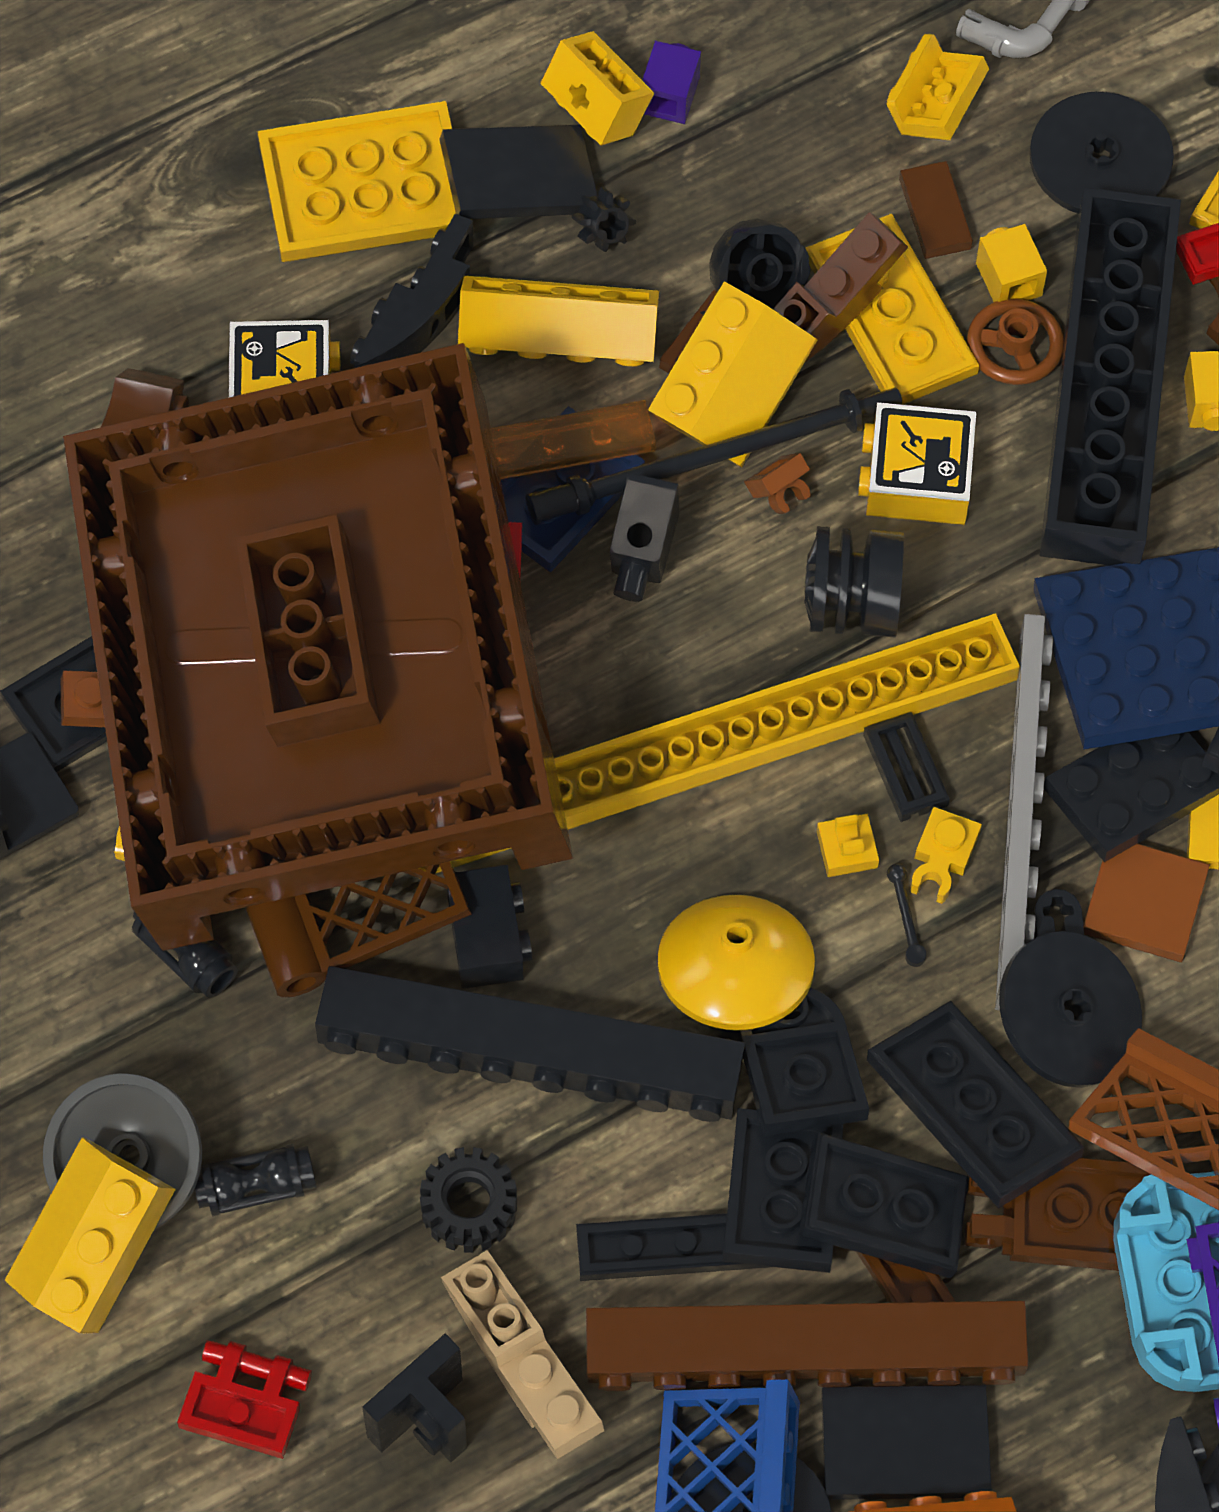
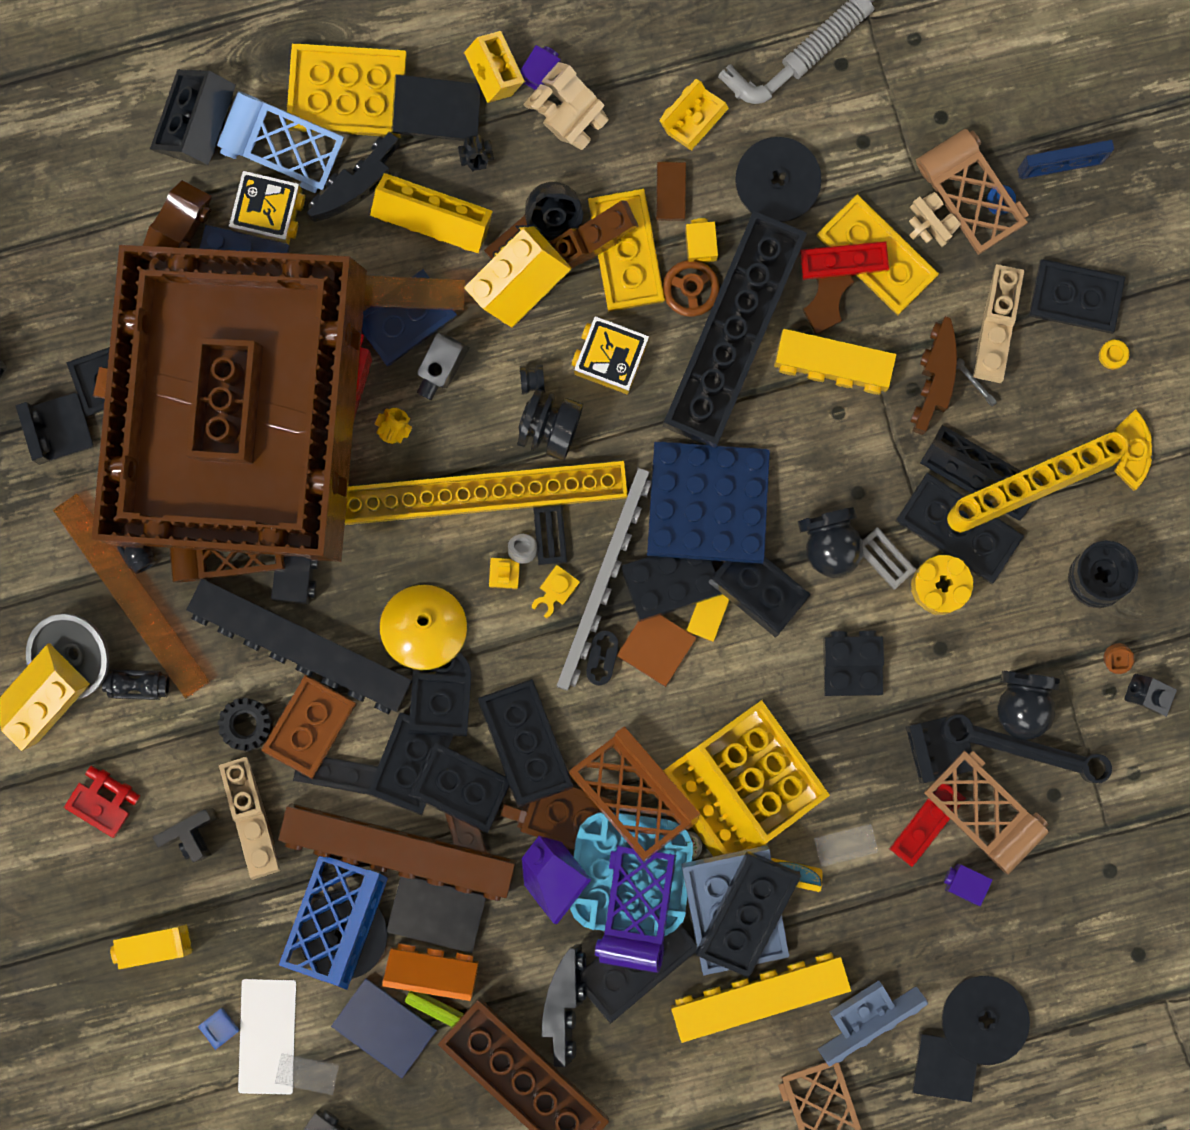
camera: 15 degrees right, 20 degrees up
(122, 271) = (193, 116): none -> black slope
(210, 1039) = (133, 598): none -> clear orange tile
(213, 260) = (244, 126): none -> light blue piece
(580, 494) = (412, 330): black bar -> none
(583, 1176) = (308, 727): none -> dark orange tile
(589, 652) = (393, 425): none -> yellow gear
(747, 110) = (577, 108): none -> tan hips
(776, 478) = (528, 343): dark orange tile -> none
(798, 528) = (532, 378): none -> black wheel
(867, 795) = (522, 548): none -> light grey tile
(915, 953) = (522, 644): black hinge -> none
(1047, 1036) = (583, 684): black piece -> none
(1097, 1311) = (553, 877): none -> dark purple slope

